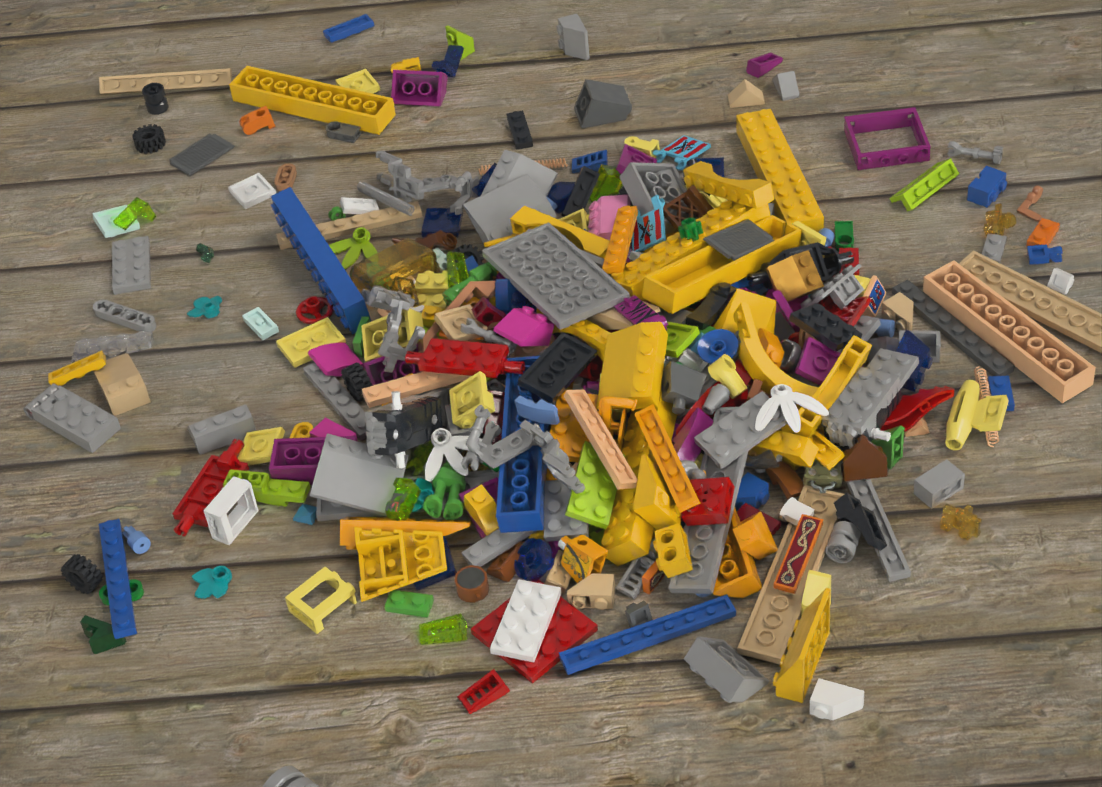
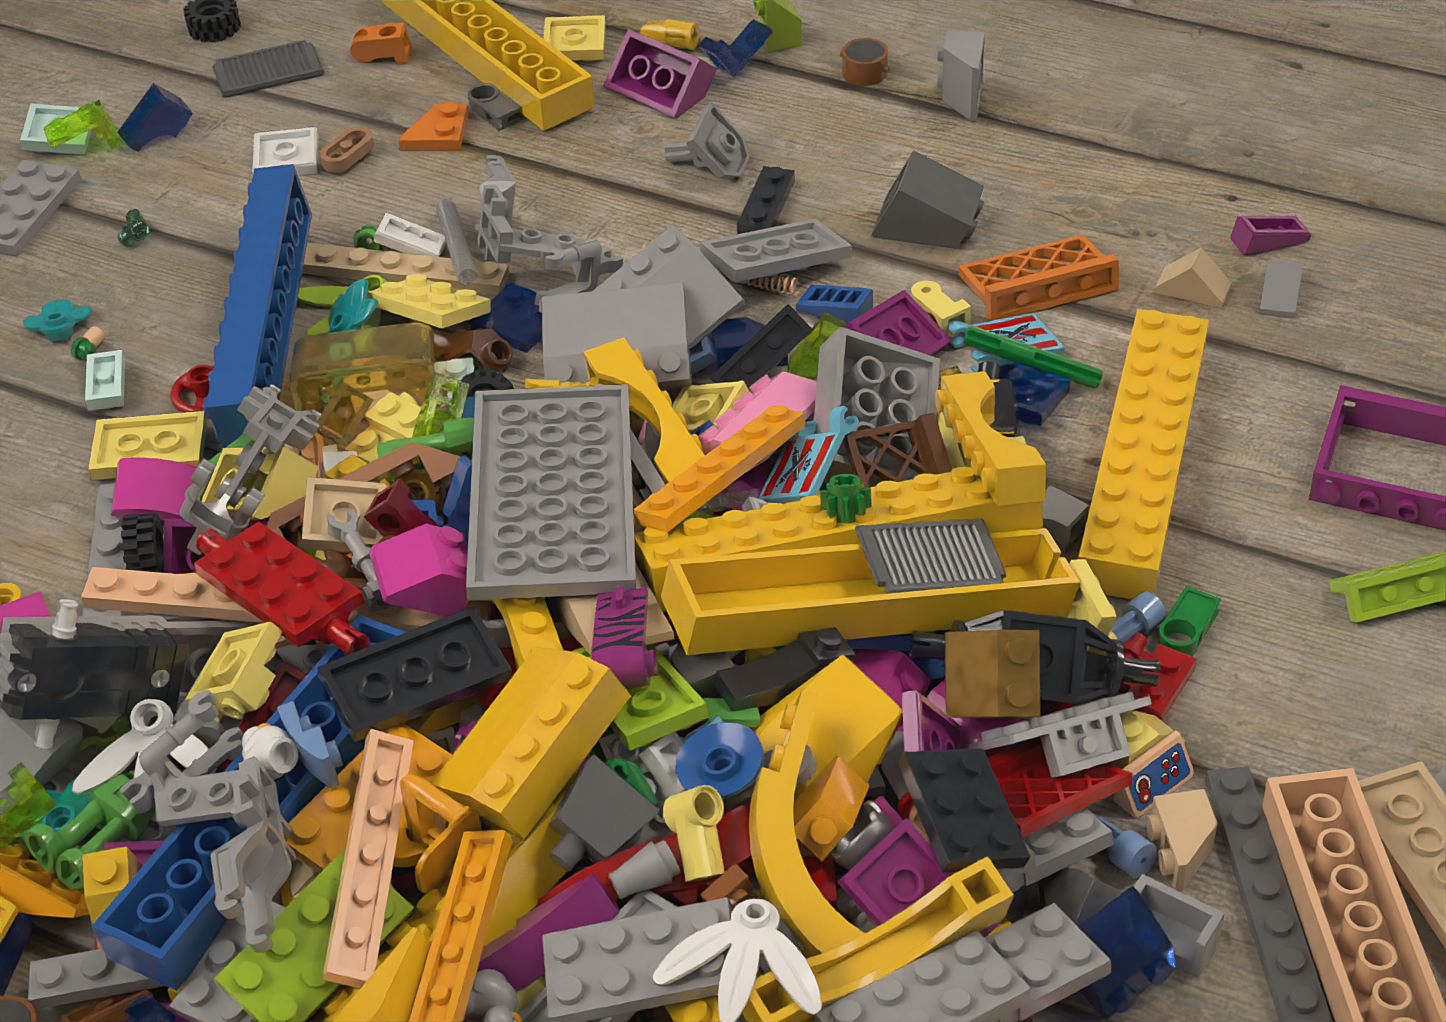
camera: 25 degrees right, 0 degrees up
(168, 197) = (154, 116): none -> clear blue arch
(234, 313) = (87, 343): none -> green arm
(323, 152) = (437, 129): none -> orange wing
(361, 246) = (352, 308): none -> teal plate
(397, 229) = (430, 301): none -> light yellow plate
(476, 112) = (714, 145): none -> light grey piece
(515, 418) = (271, 748): none -> white animal
(516, 48) = (864, 61): none -> dark orange piece
(551, 146) = (775, 250): none -> light grey plate
(678, 125) = (1037, 290): none -> orange fence
(701, 152) = (1032, 357): none -> green axle

